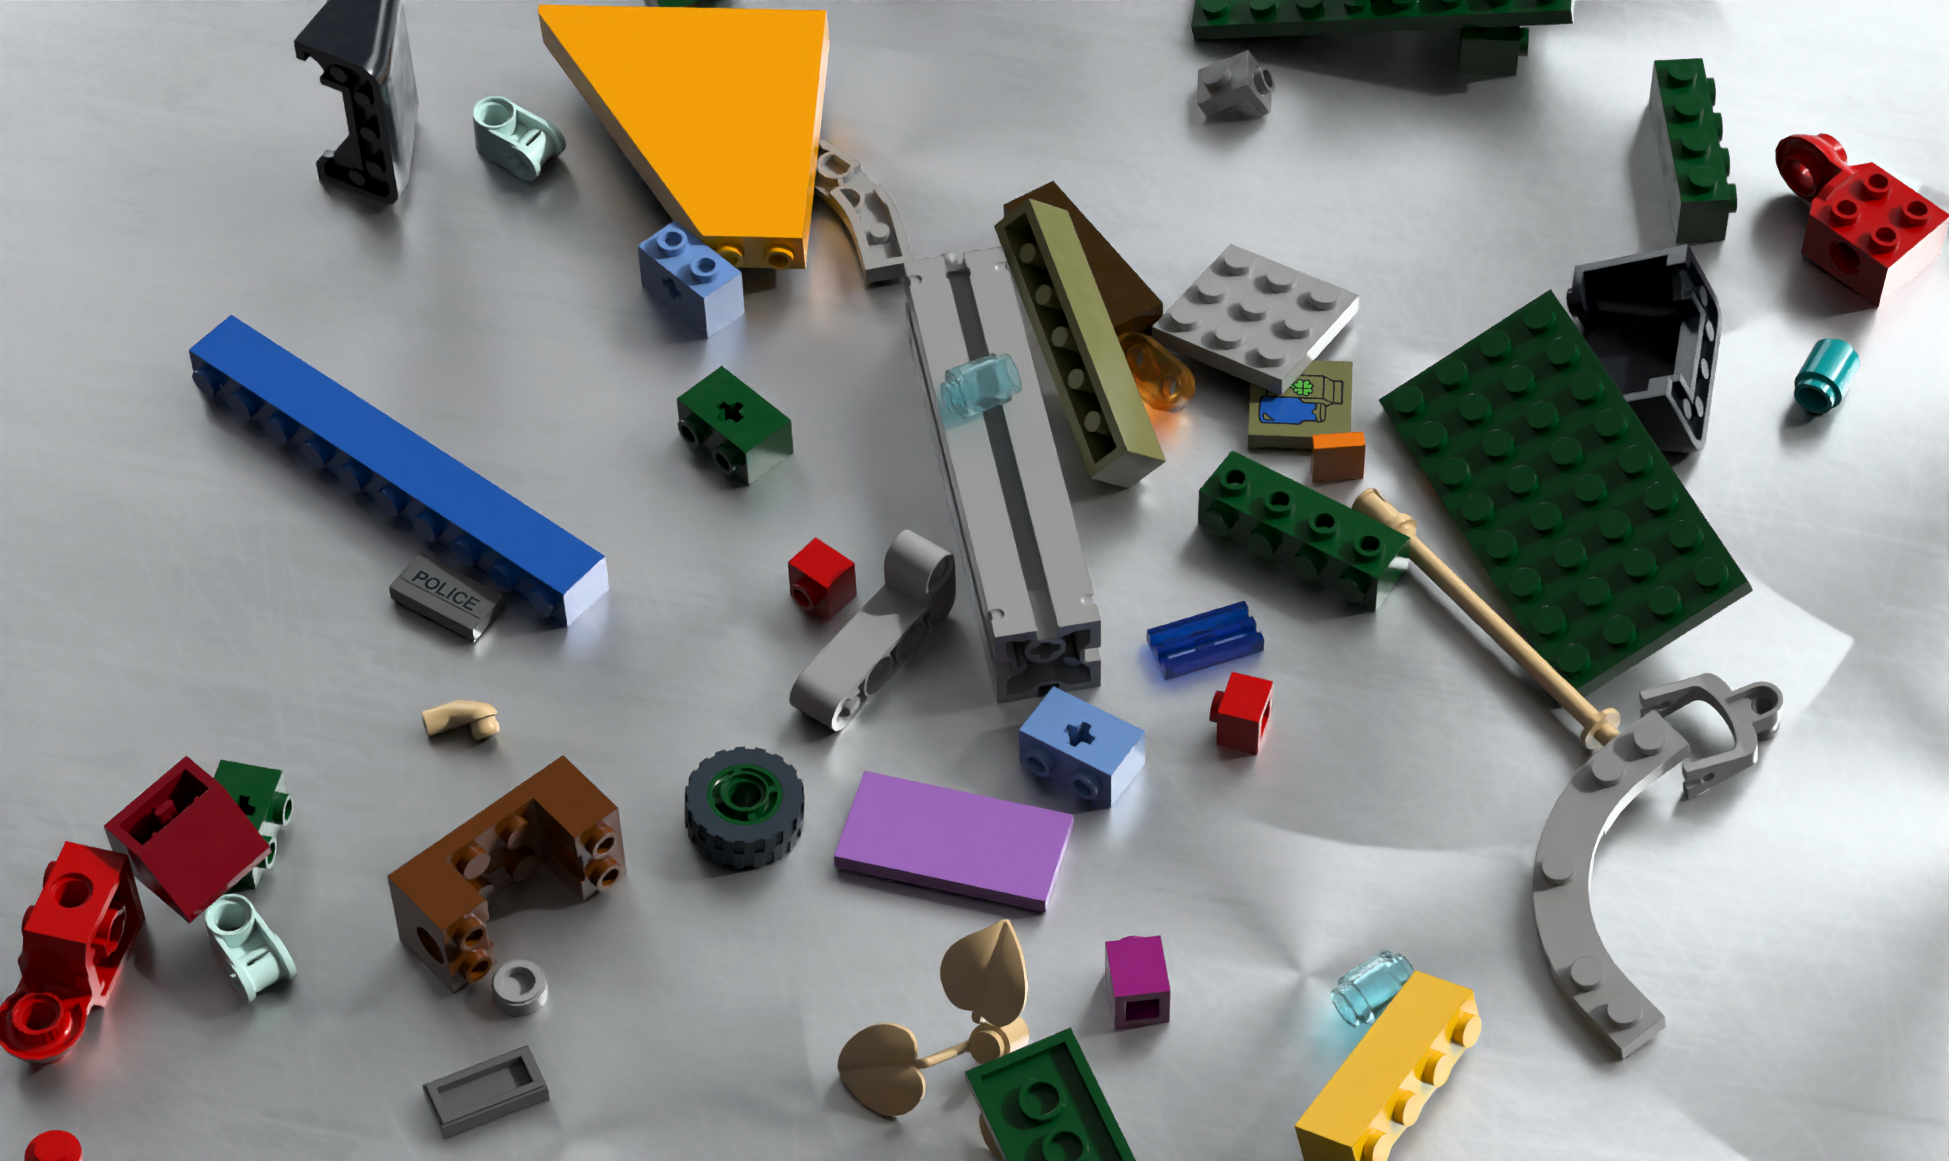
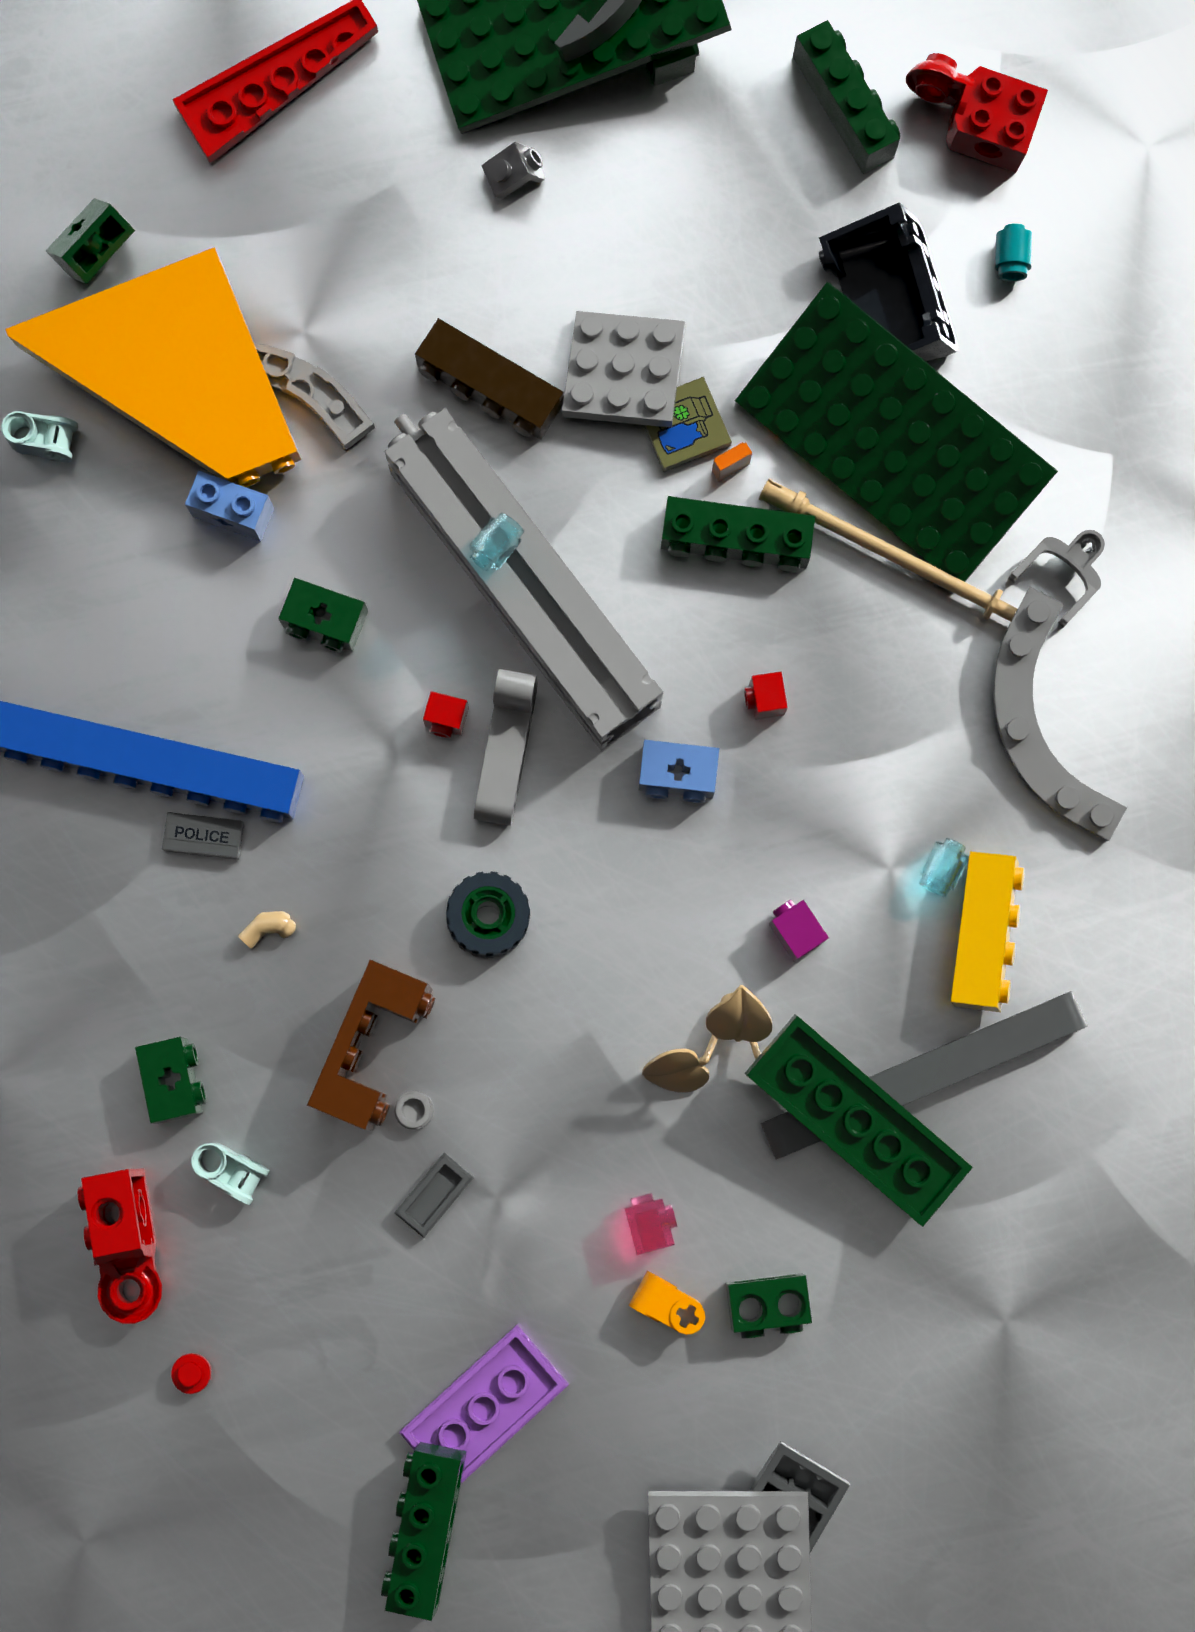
camera: 30 degrees left, 30 degrees up
(187, 839) = (157, 1134): dark red slope -> none
(954, 841) = (630, 873): medium lavender tile -> none
(1079, 344) = (527, 455): olive brick -> none
(1157, 373) = (577, 447): clear orange plate -> none
(1201, 633) = (733, 622): clear blue tile -> none

